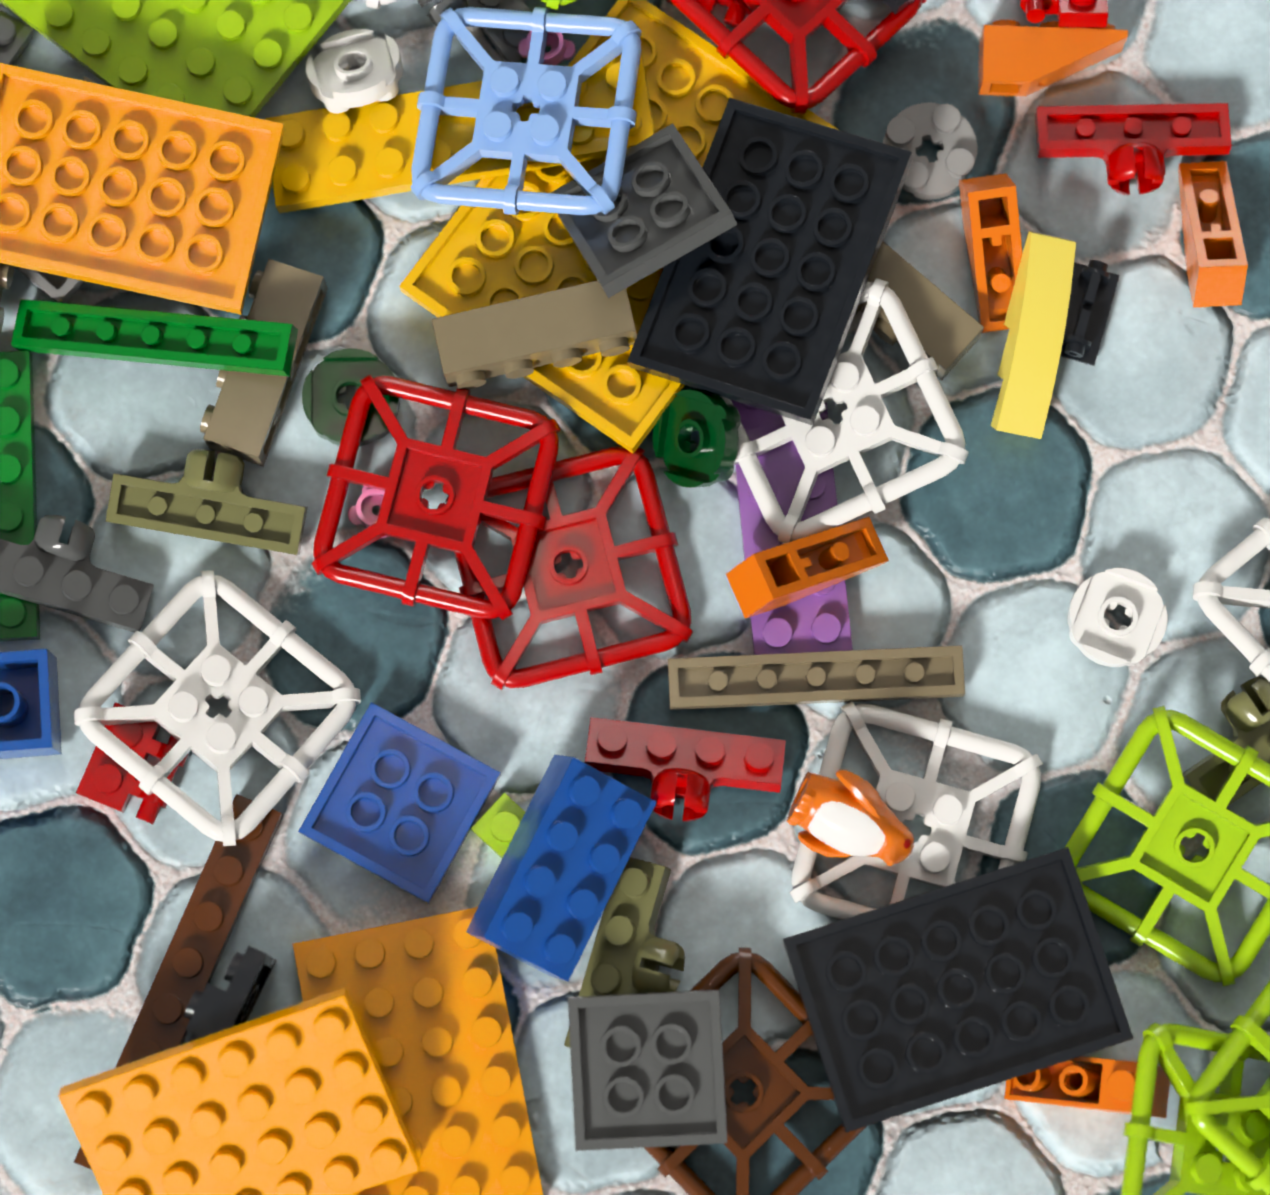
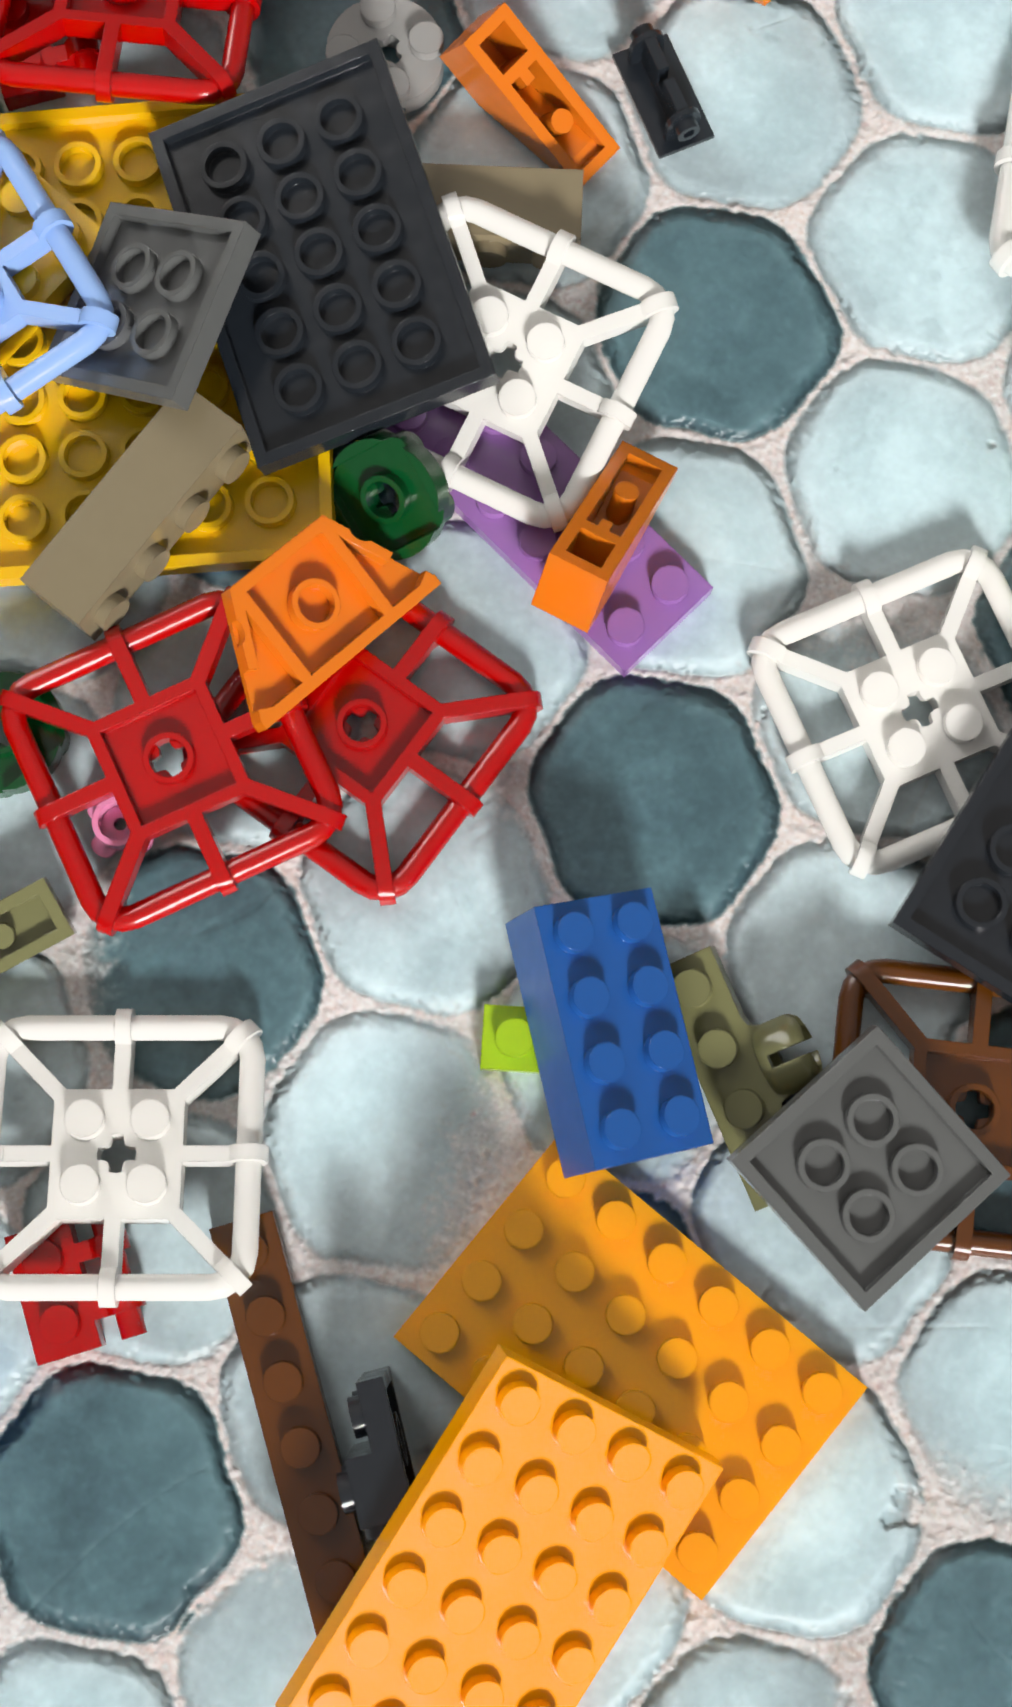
camera: 40 degrees left, 0 degrees up
(399, 802) = (385, 1101): blue plate -> none
(590, 476) = (313, 612): none -> orange wing
(684, 761) = (639, 827): red plate -> none
(816, 677) = (698, 642): dark tan plate -> none
(848, 819) = (855, 750): animal -> none
(1035, 334) = (635, 136): light yellow slope -> none
(1142, 605) = (923, 386): white plate -> none

